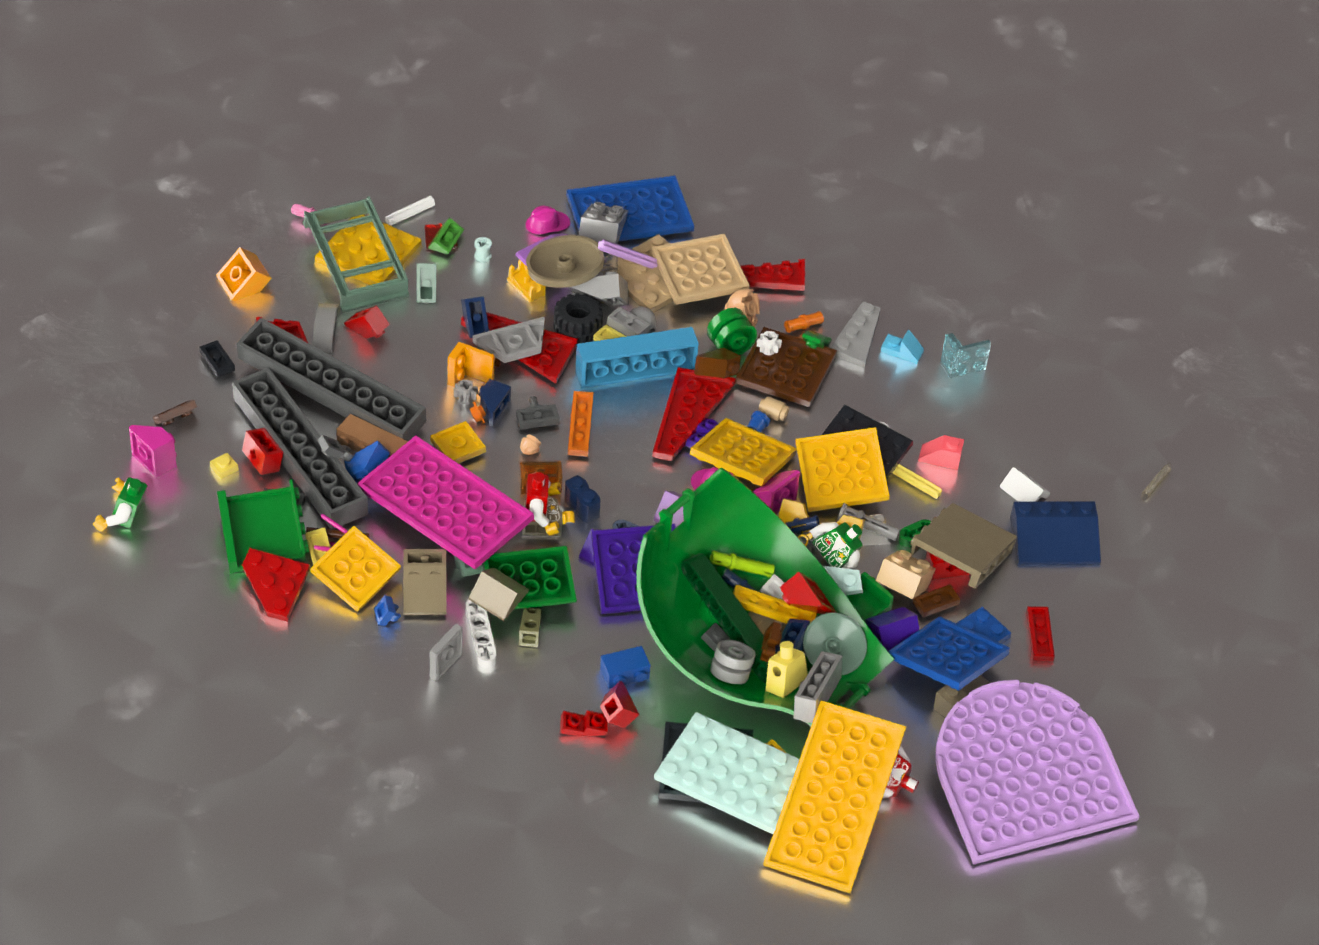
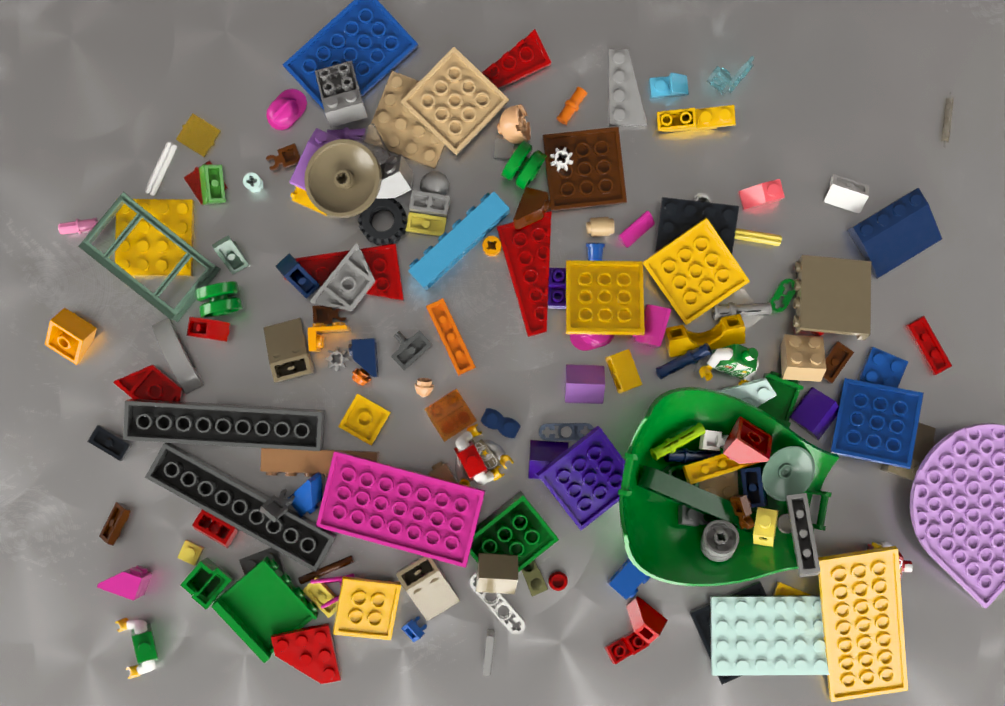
camera: 25 degrees left, 40 degrees up
(222, 476) = (206, 582): none -> green plate
(395, 300) = (218, 299): none -> green wheel
(424, 370) = (288, 350): none -> dark tan slope
(459, 206) = (198, 135): none -> clear yellow piece
(515, 246) = (287, 156): none -> reddish brown plate
(552, 641) = (558, 580): none -> red plate
(628, 254) = (389, 134): lavender axle -> none
(663, 380) = (489, 246): none -> light orange wheel
(806, 425) = (636, 229): none -> dark pink slope
(815, 339) = (596, 125): green slope -> none
(906, 375) = (696, 119): none -> yellow slope

